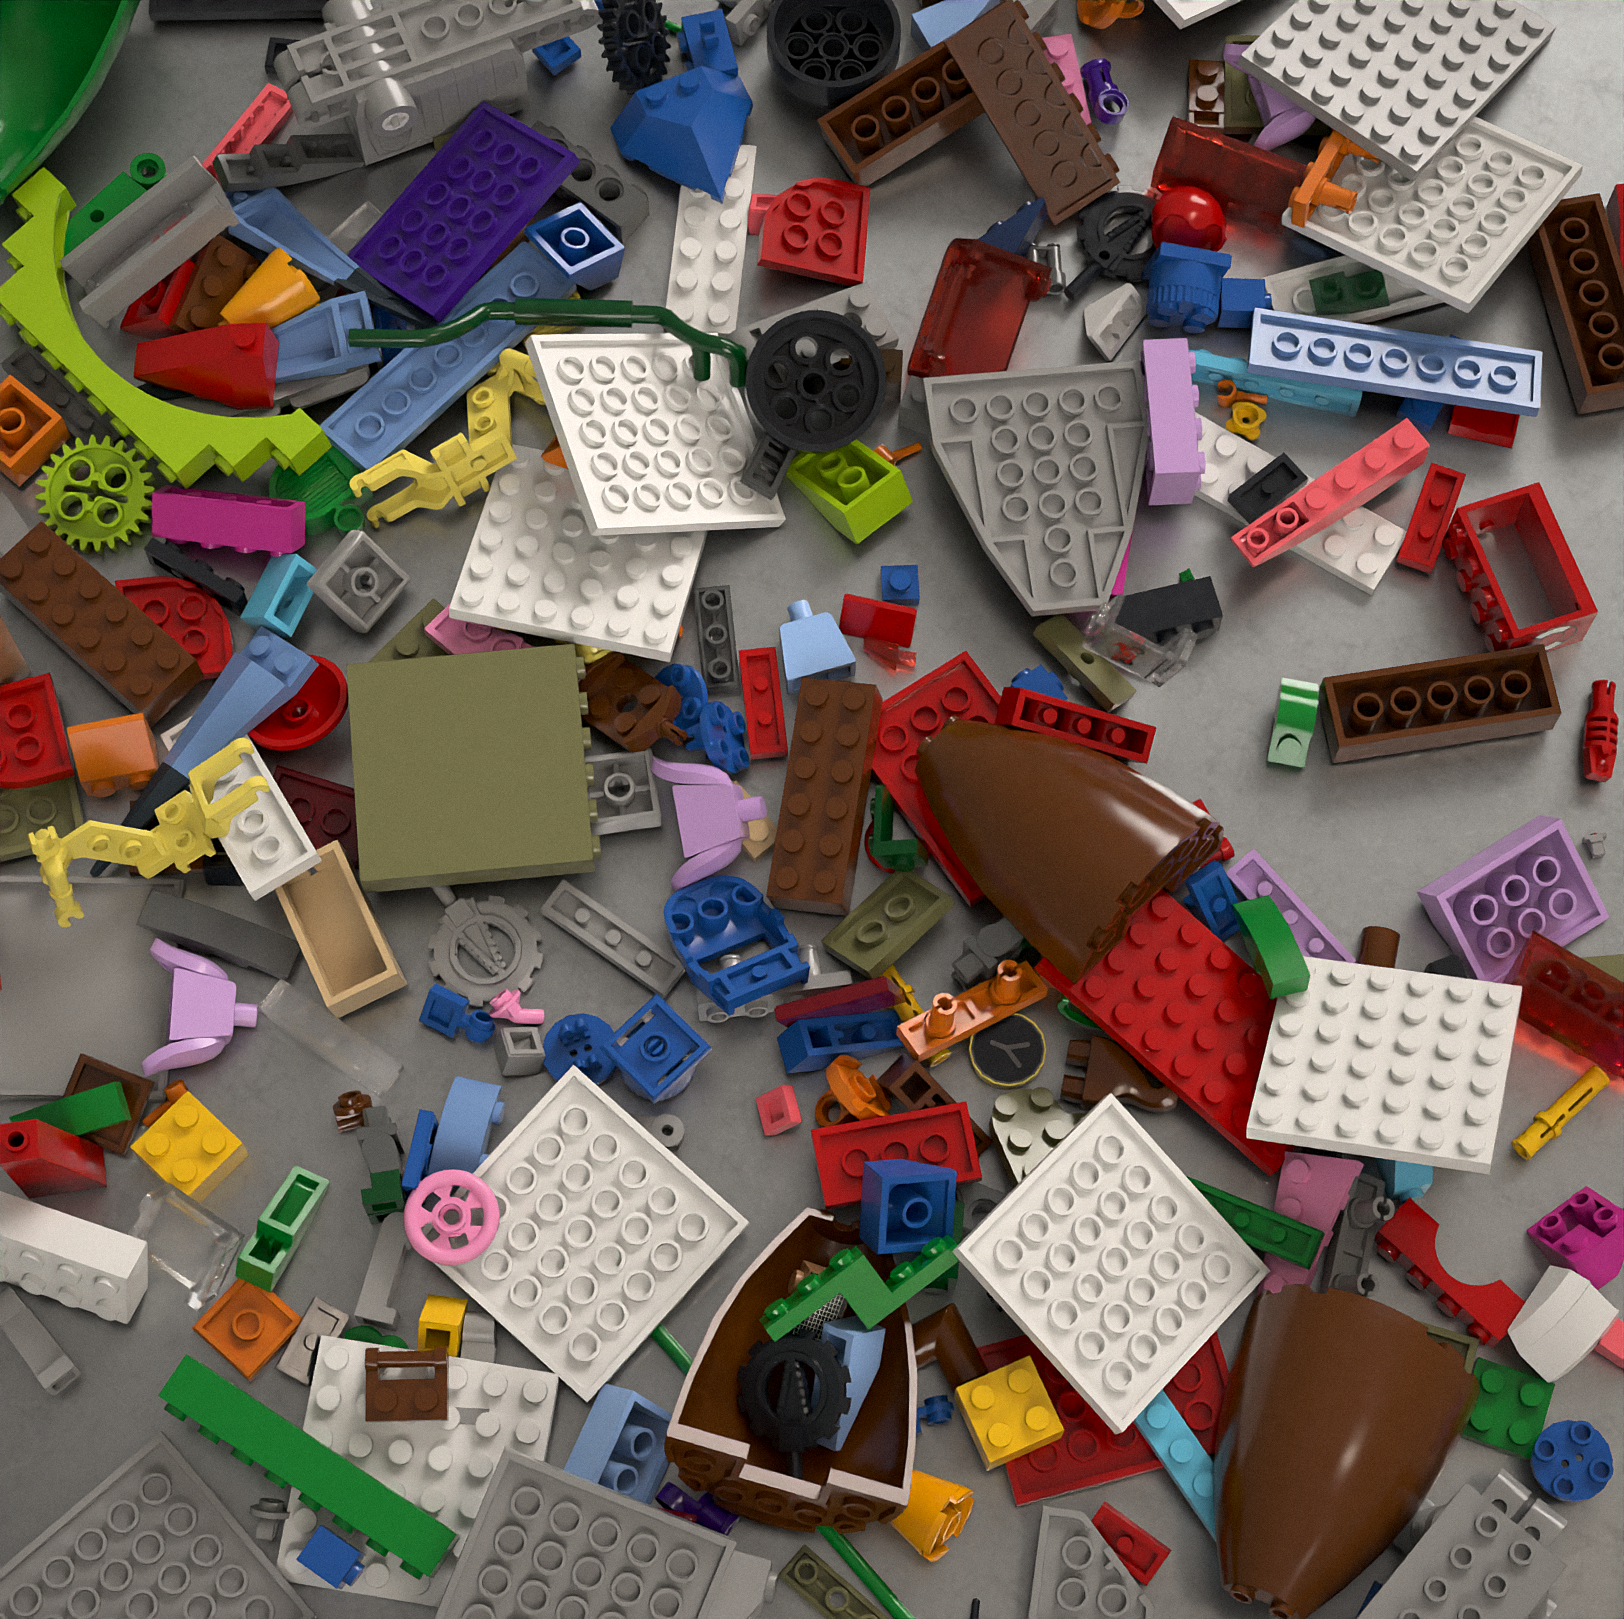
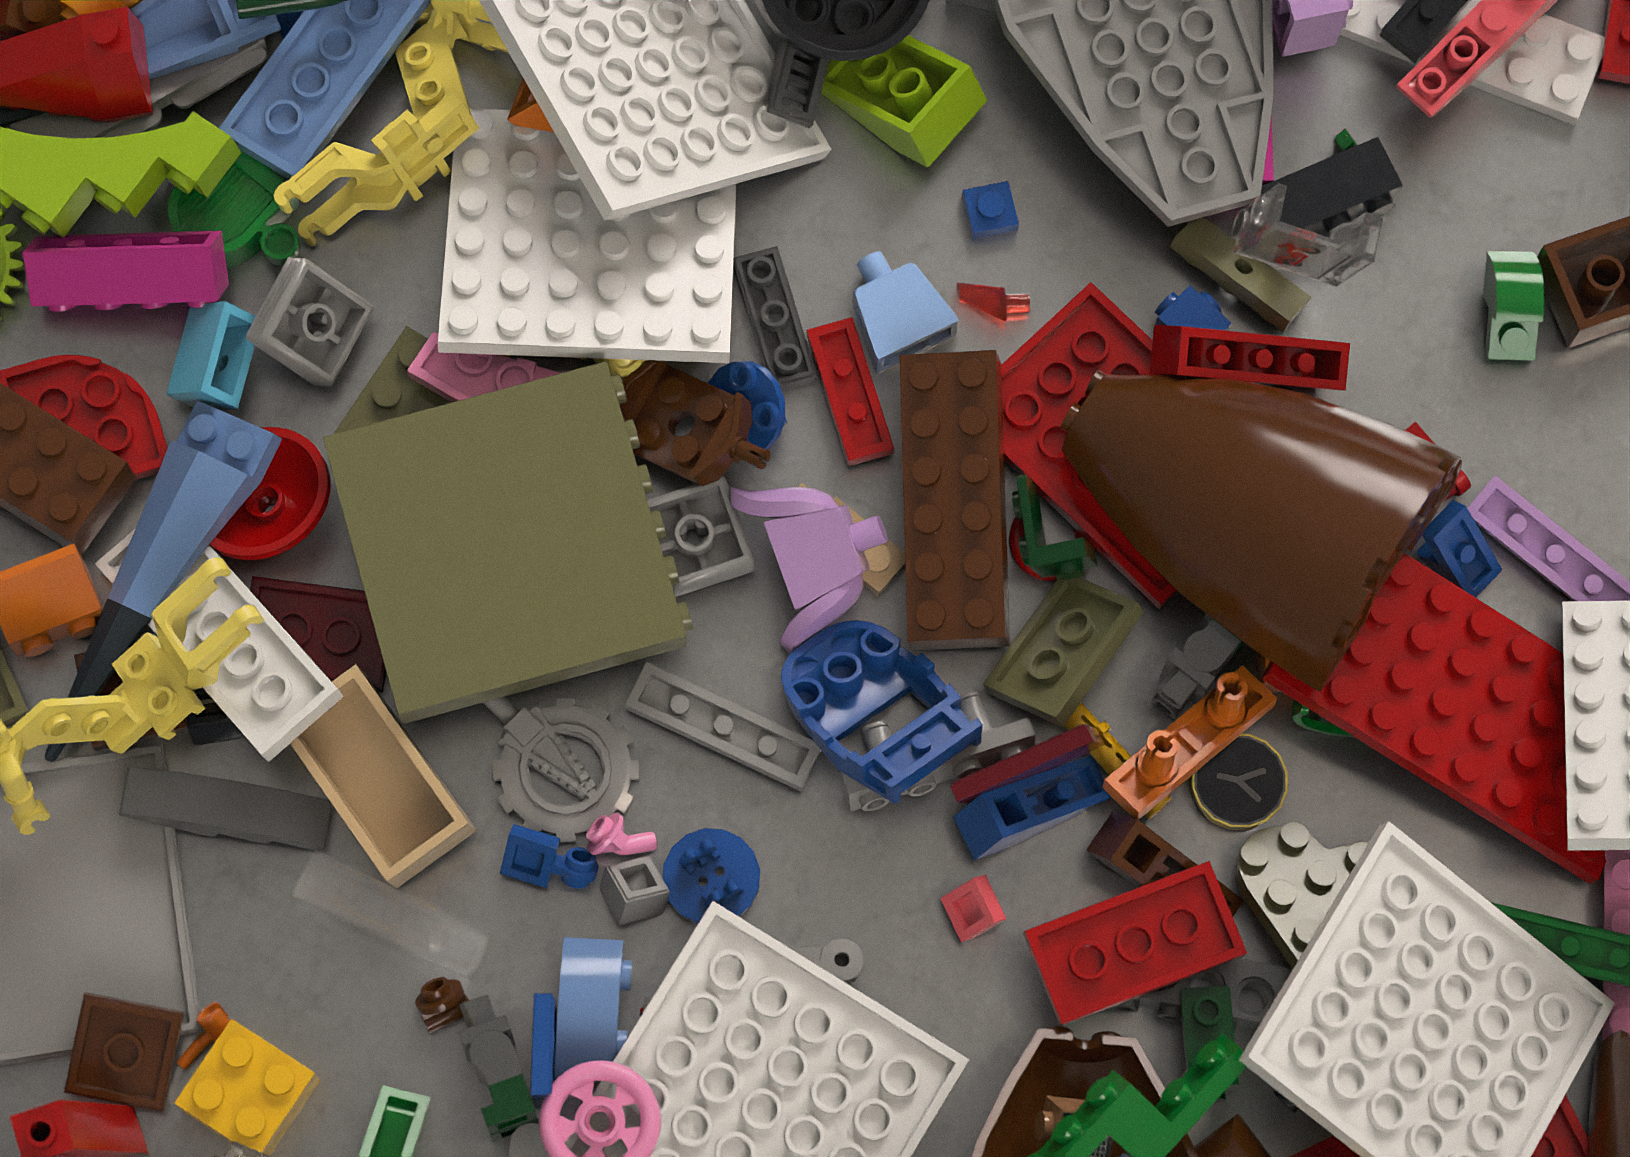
camera: 15 degrees left, 5 degrees up
(83, 1111) = (96, 1073): green slope -> none
(172, 561) = (61, 333): black plate -> none
(199, 1010) = (221, 911): lavender torso -> none
(656, 1051) = (810, 863): blue piece -> none
(721, 737) = (808, 447): blue plate -> none
(856, 1094) = (1066, 870): orange tile -> none
(877, 620) = (972, 261): red slope -> none
(898, 454) = (955, 41): orange hand -> none
(905, 1205) = (1163, 1007): blue slope -> none
(1111, 1071) = (1373, 793): reddish brown hips -> none
(1272, 946) = (1544, 597): green slope -> none

